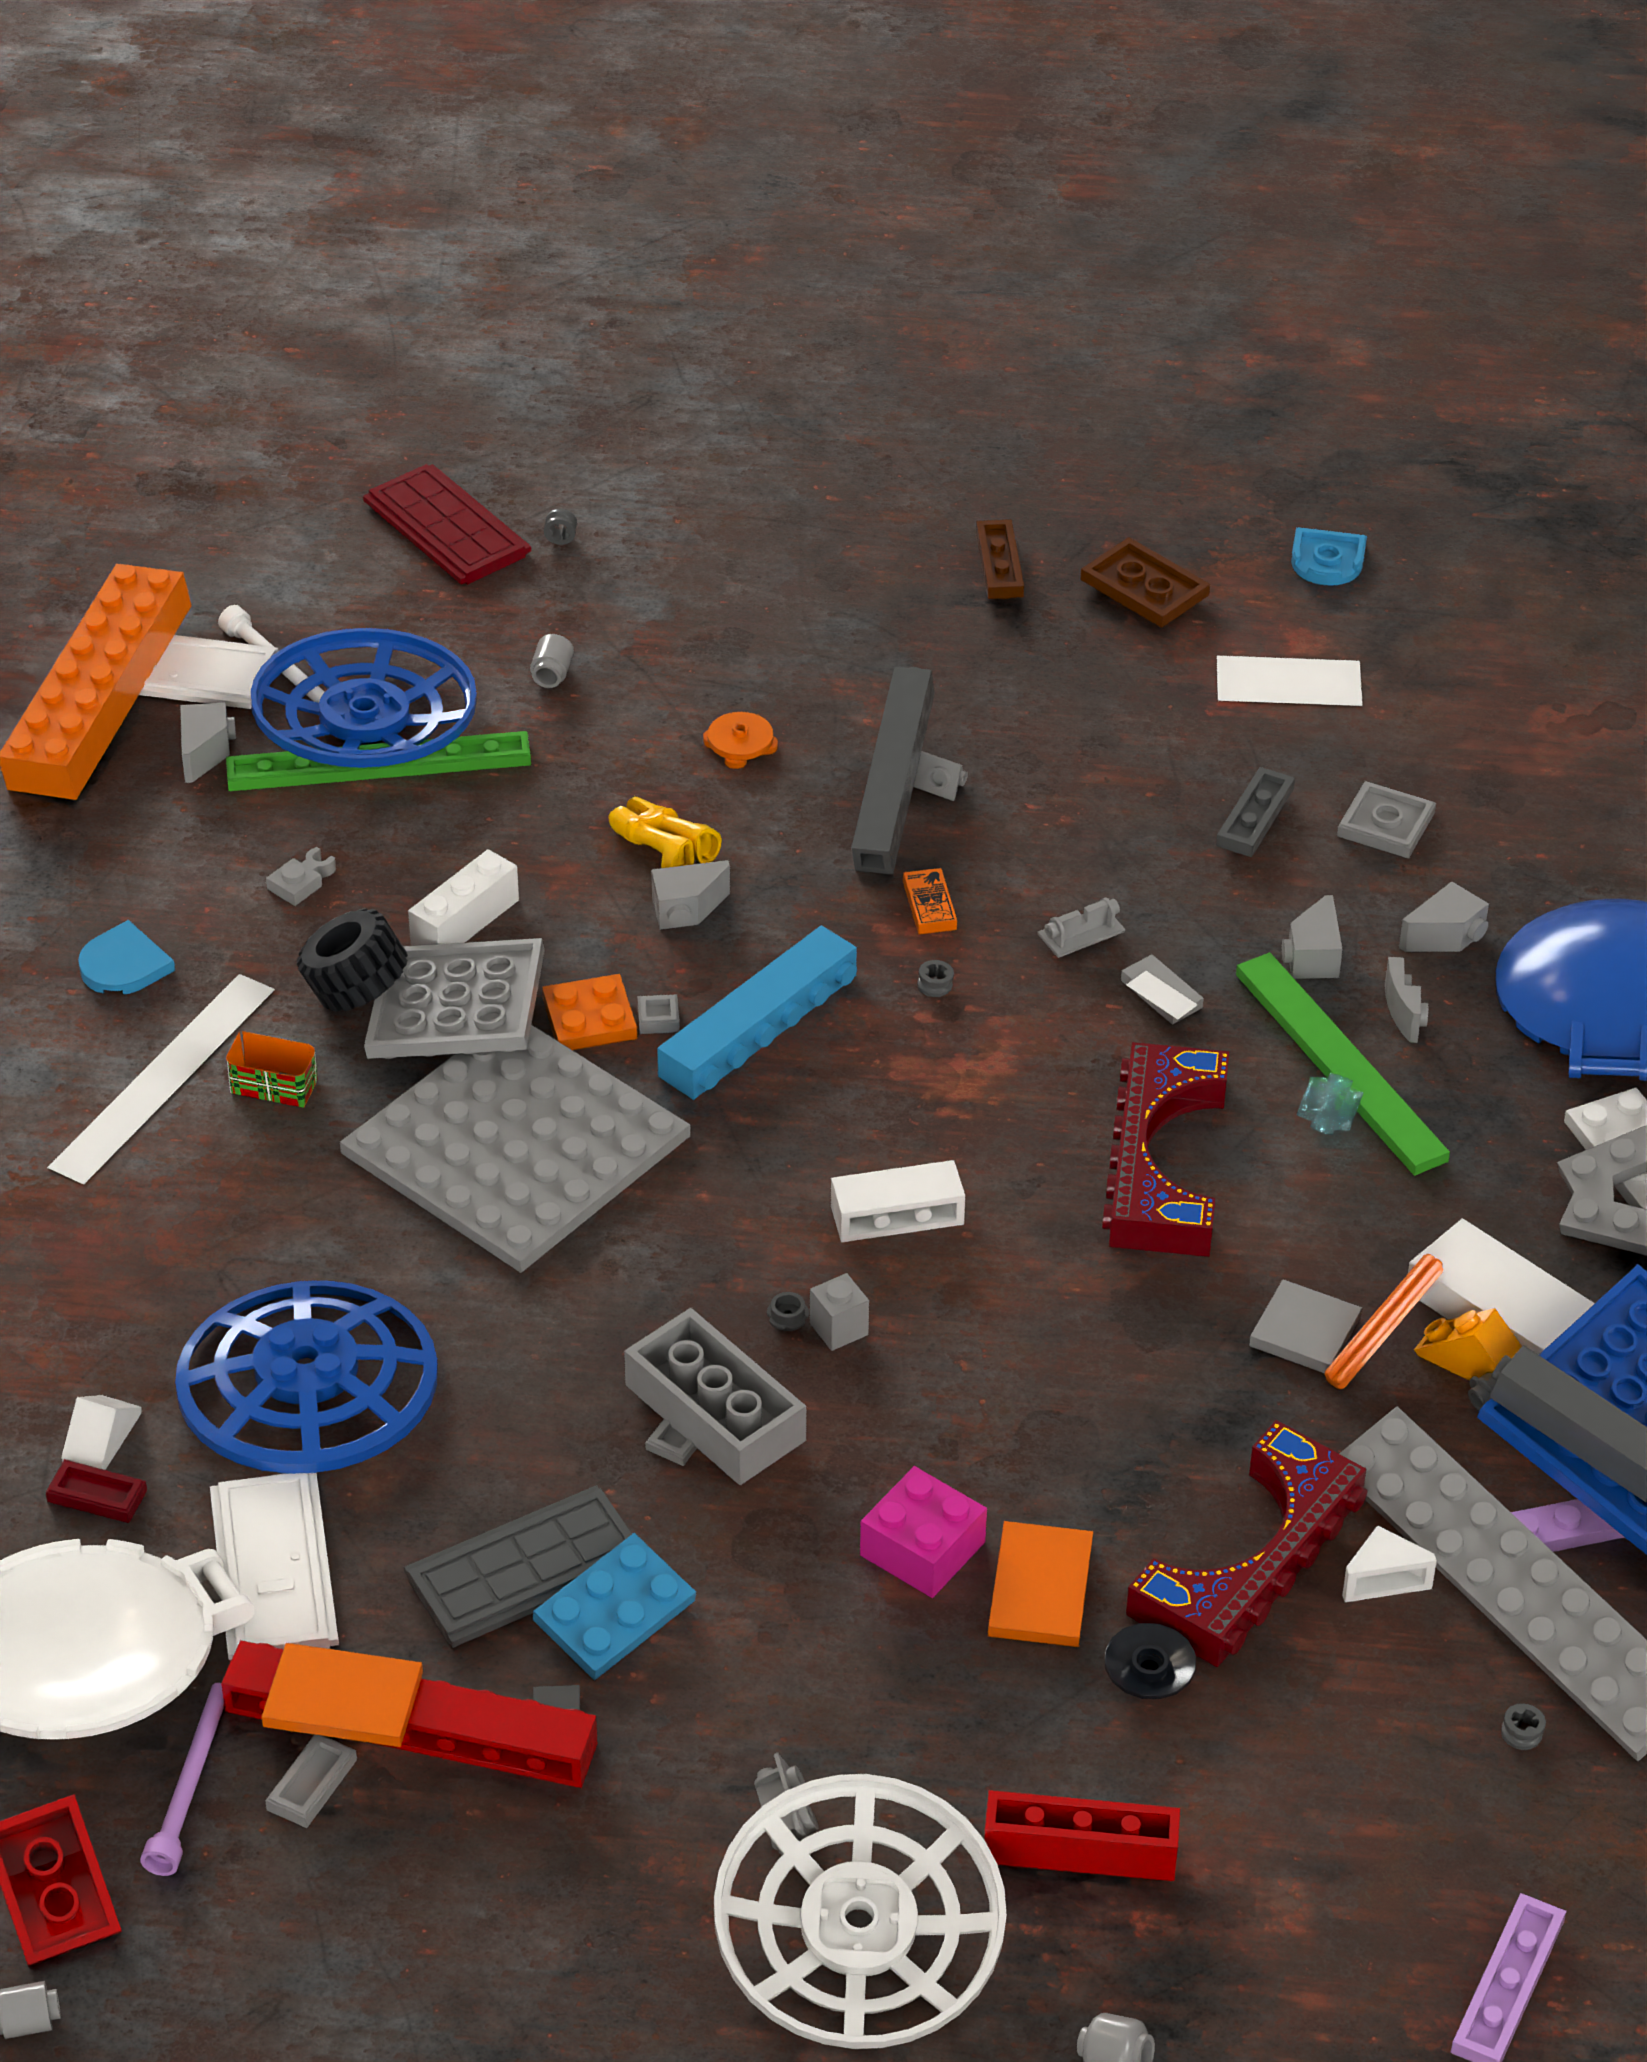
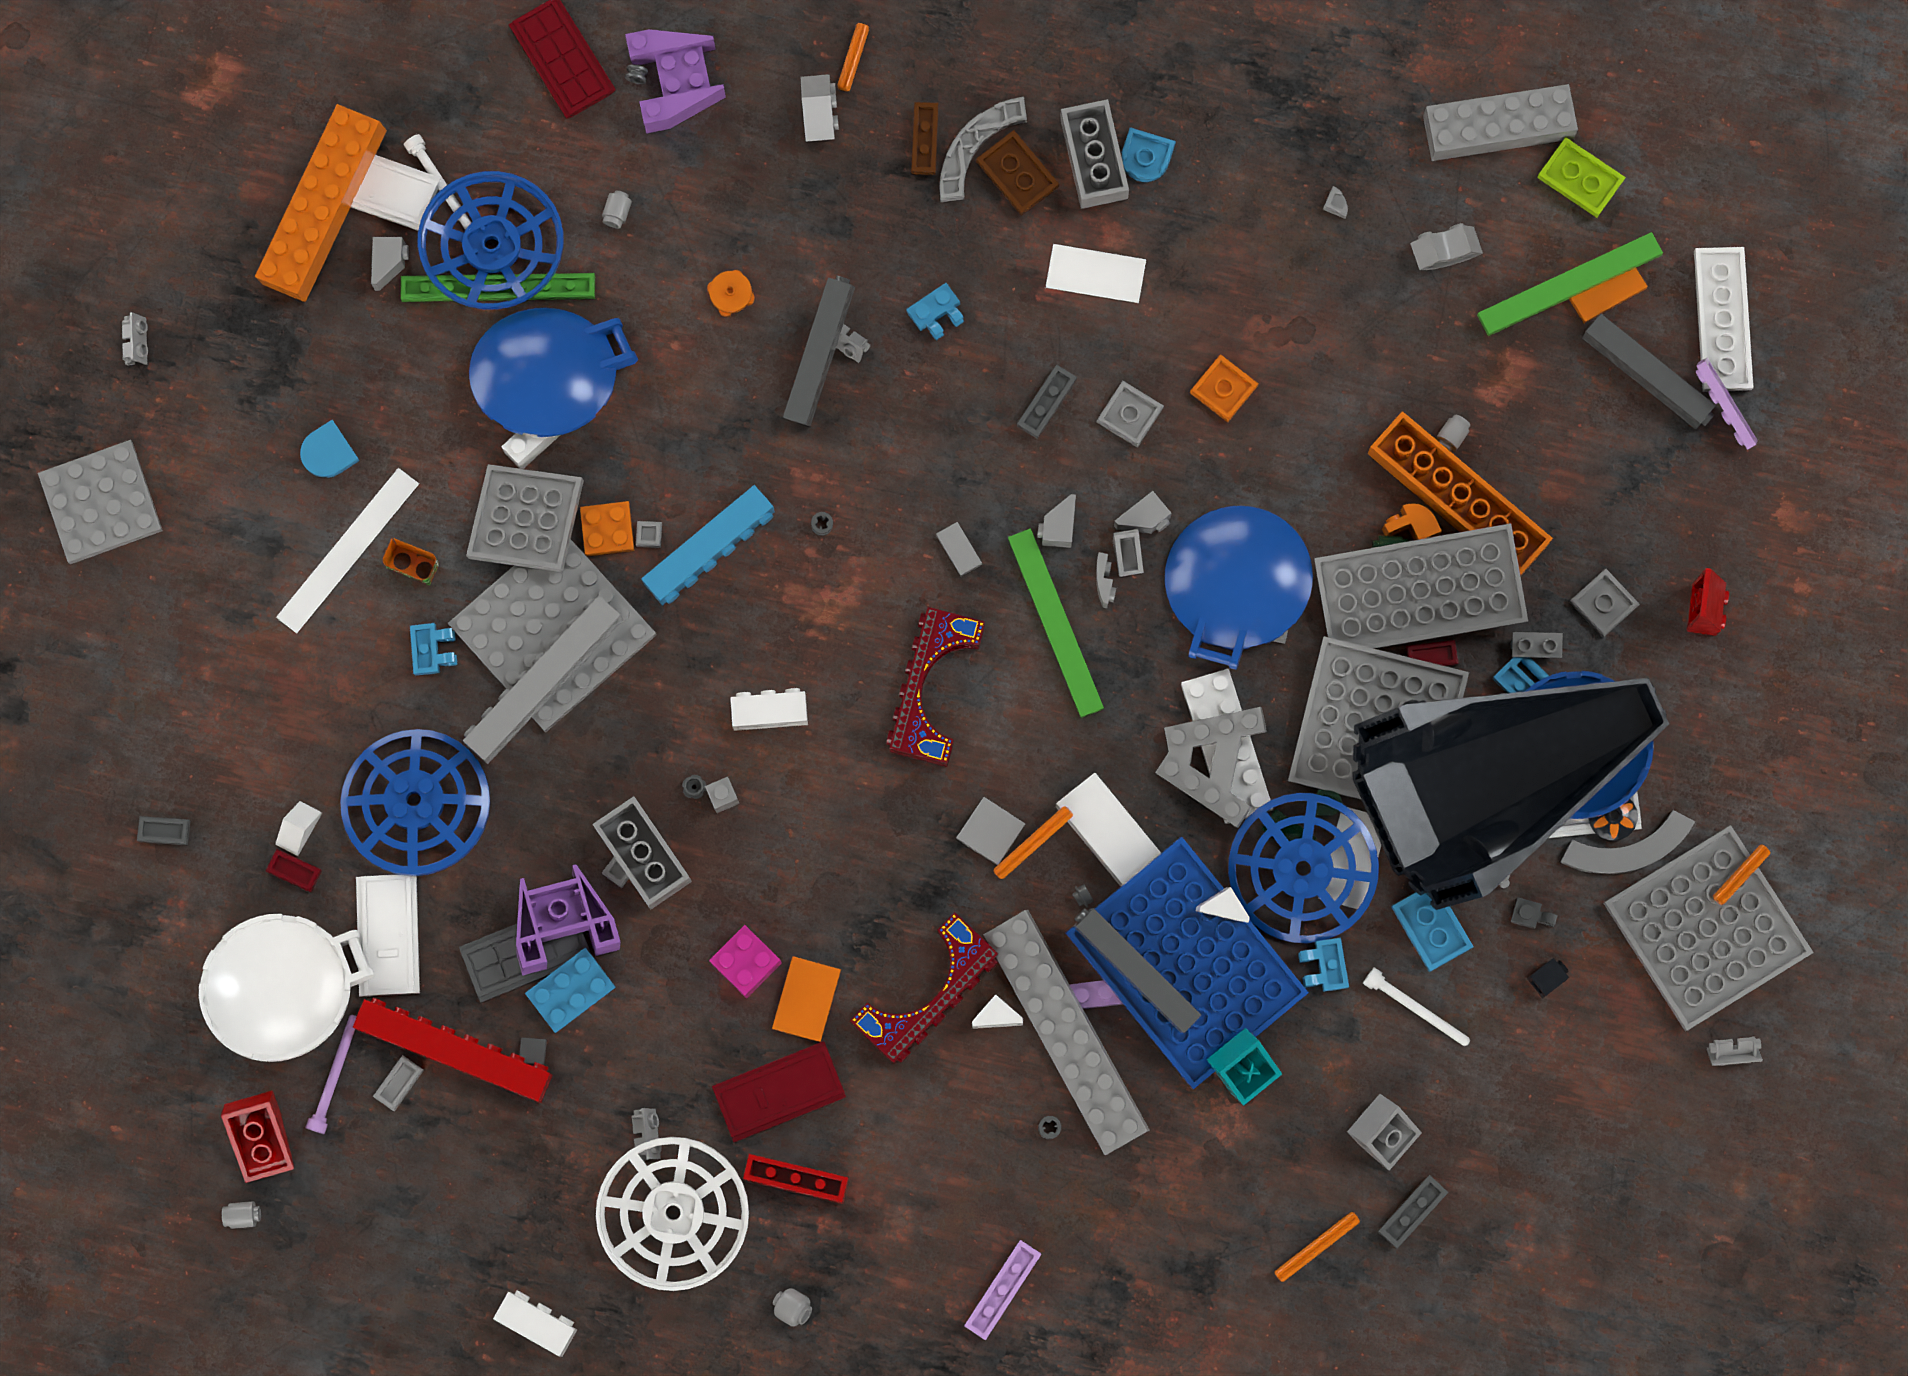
camera: 10 degrees right, 35 degrees up
(299, 880) = (439, 391): light grey plate -> none
(305, 1176) = (425, 648): none -> dark azure plate
(342, 1694) = (415, 1046): orange tile -> none
(352, 960) = (451, 476): black tyre -> none
(472, 827) = (546, 370): none -> blue dish
(509, 1183) = (542, 679): none -> light grey brick
(589, 1481) = (561, 912): none -> medium lavender wedge
(624, 518) = (680, 73): none -> medium lavender wedge
(662, 829) = (669, 371): yellow piece -> none
(689, 892) = (678, 438): light grey slope -> none
(837, 529) = (817, 104): none -> light grey brick
(875, 491) = (853, 57): none -> orange axle
(930, 901) = (828, 455): orange tile -> none
(1017, 1723) = (779, 1091): none -> dark red piece
(1056, 733) = (934, 306): none -> dark azure plate
(1068, 556) = (971, 139): none -> light grey tile
(1078, 931) = (918, 494): light grey hinge -> none
(1153, 1648) = (855, 1051): black dish -> none
(1161, 995) = (956, 558): white sticker -> none
(1254, 547) = (1094, 154): none -> light grey brick
(1330, 1103) = (1038, 667): clear light blue brick -> none
(1431, 959) = (1128, 552): none -> light grey slope
(1468, 1343) = (1079, 862): light orange slope -> none
(1521, 780) = (1224, 388): none -> orange tile
(1621, 583) = (1336, 203): none -> light grey tile

